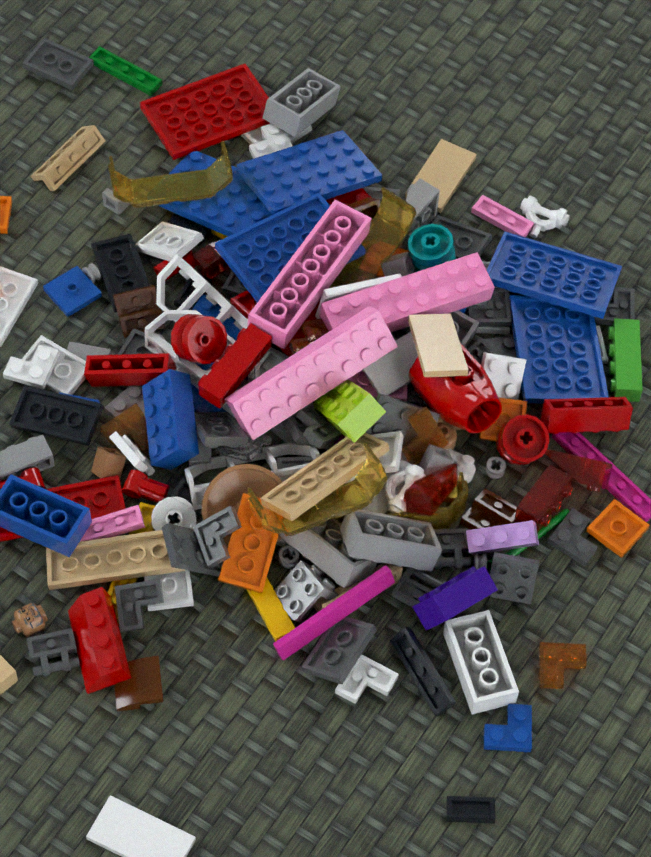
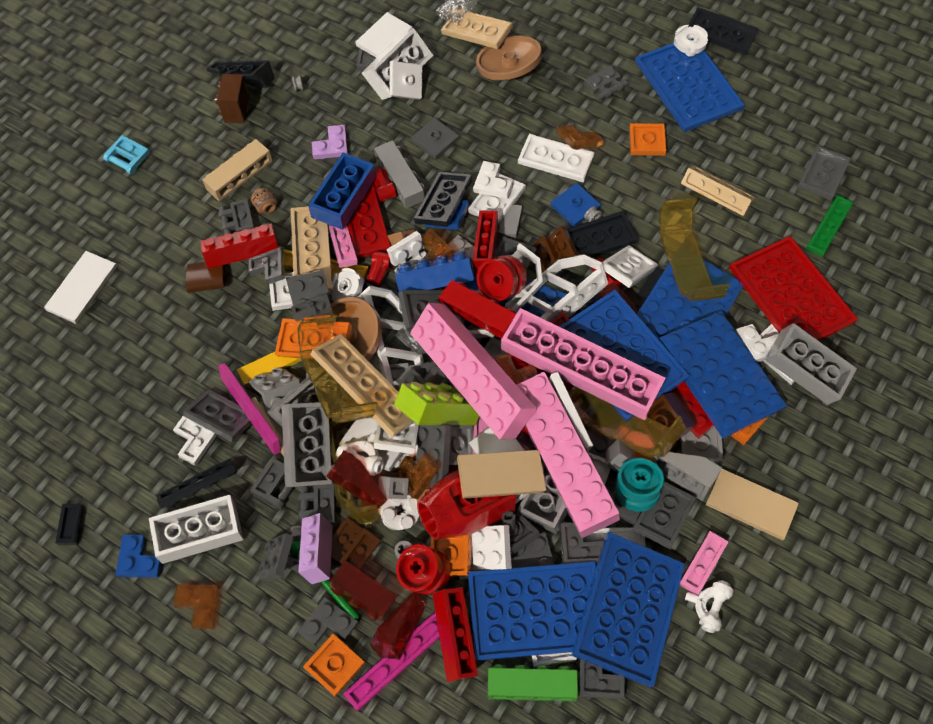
camera: 95 degrees right, 5 degrees up
(454, 596) = (251, 502): dark purple brick -> none

